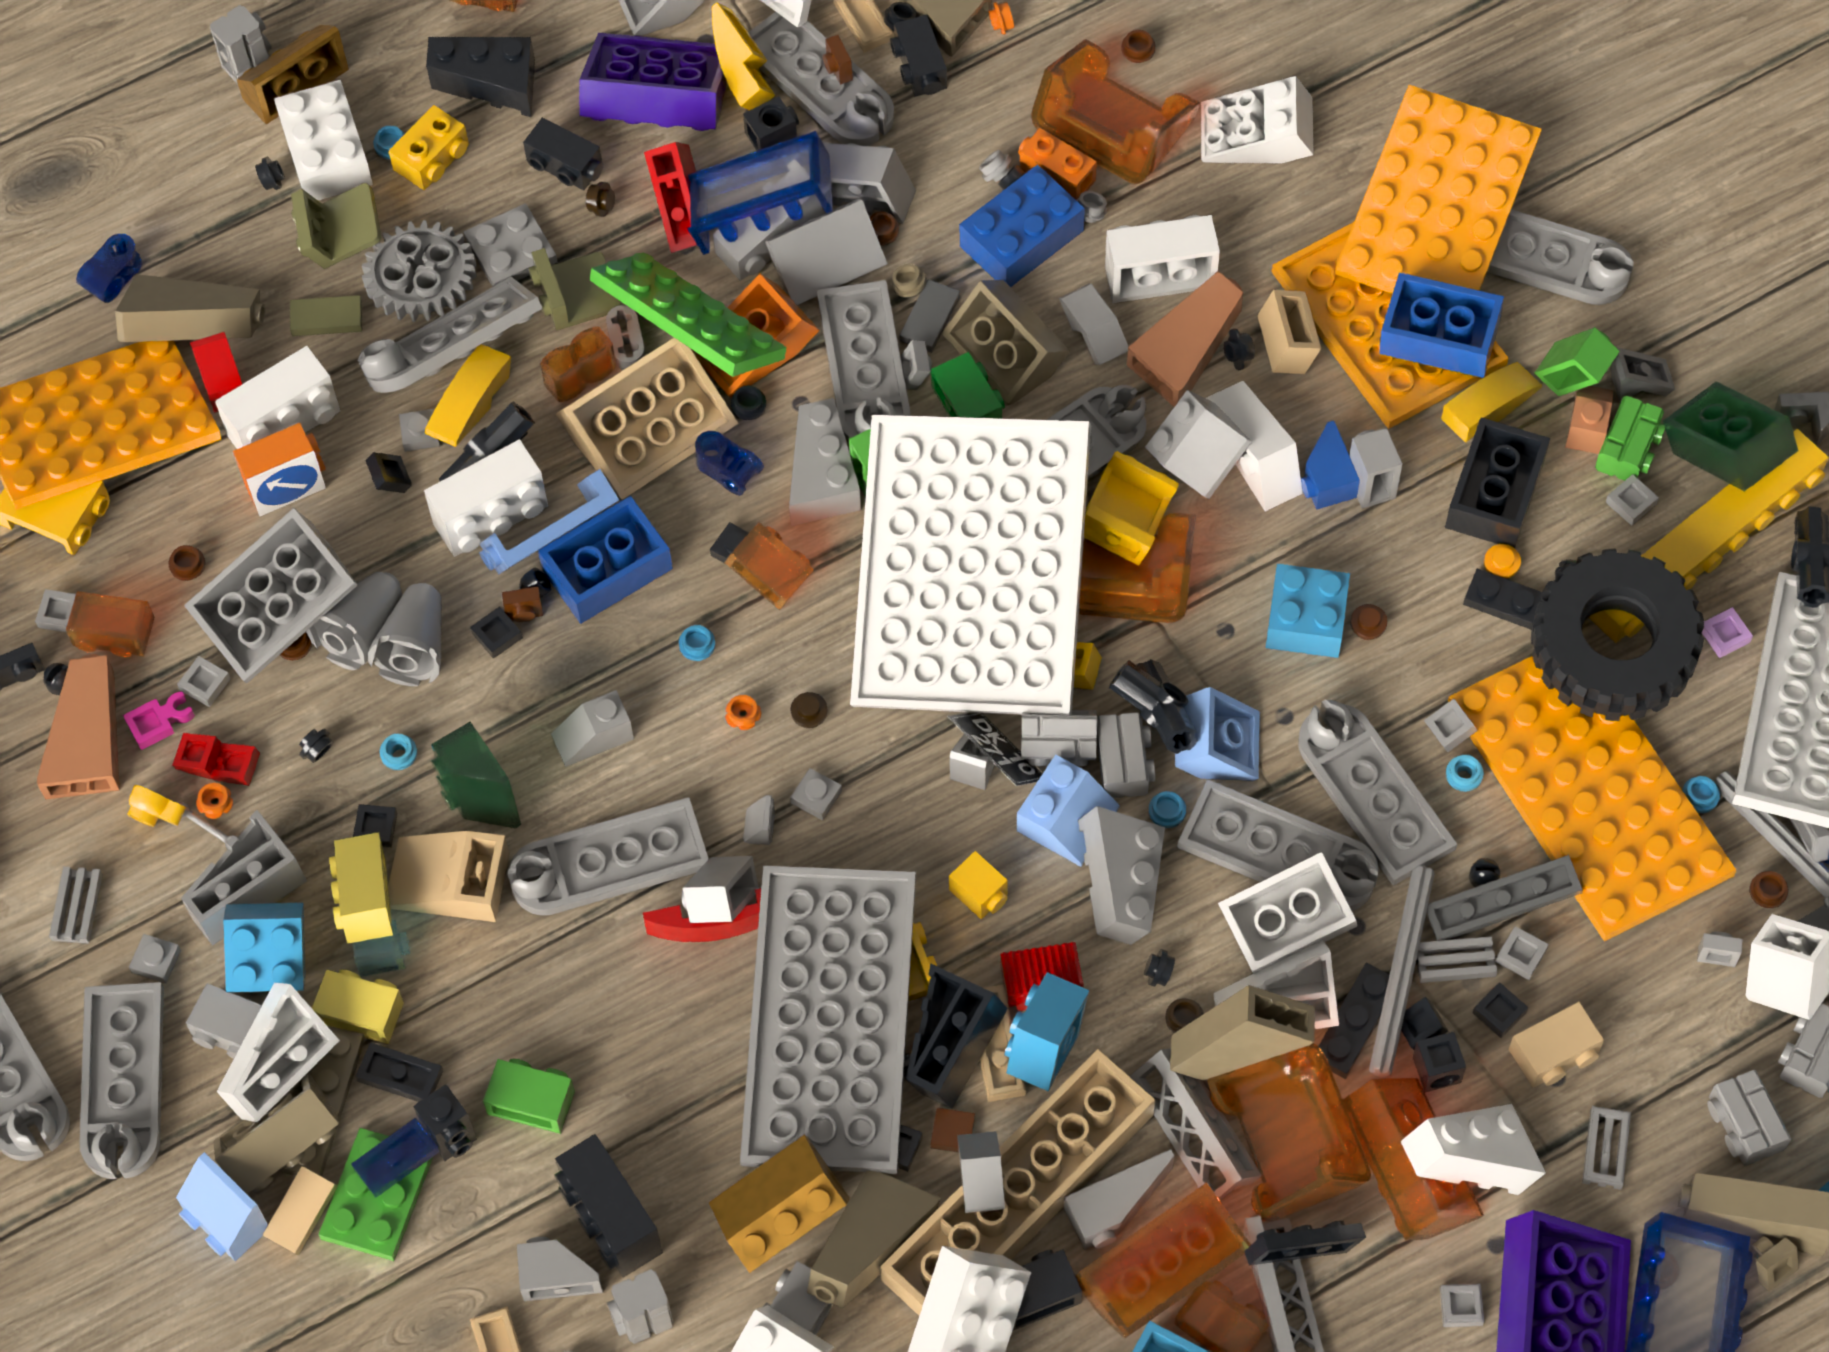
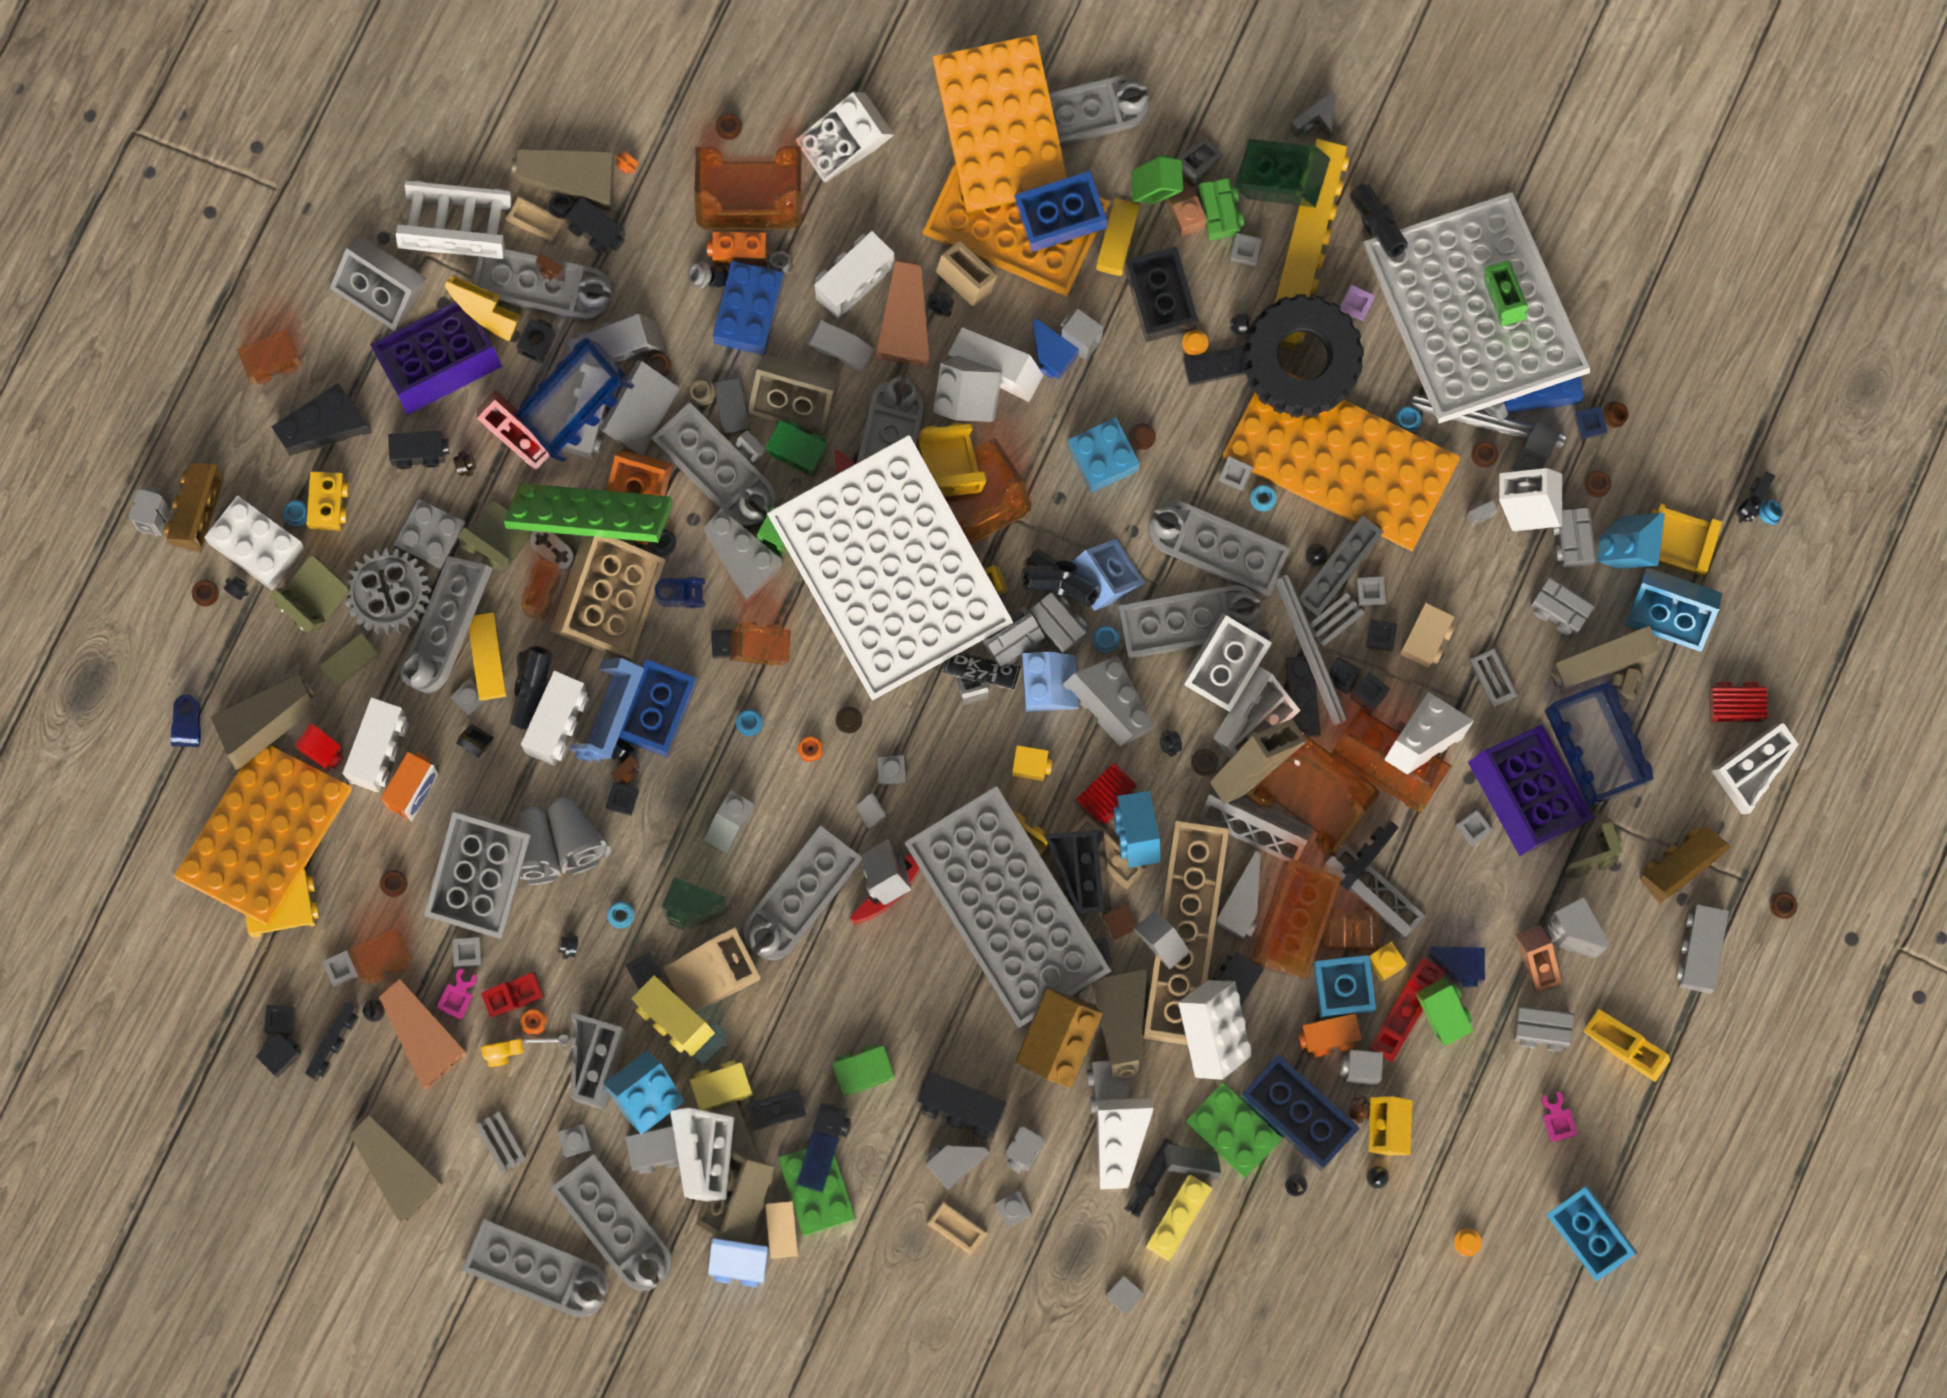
camera: 40 degrees left, 15 degrees up
(236, 161) = (205, 593): none -> reddish brown plate

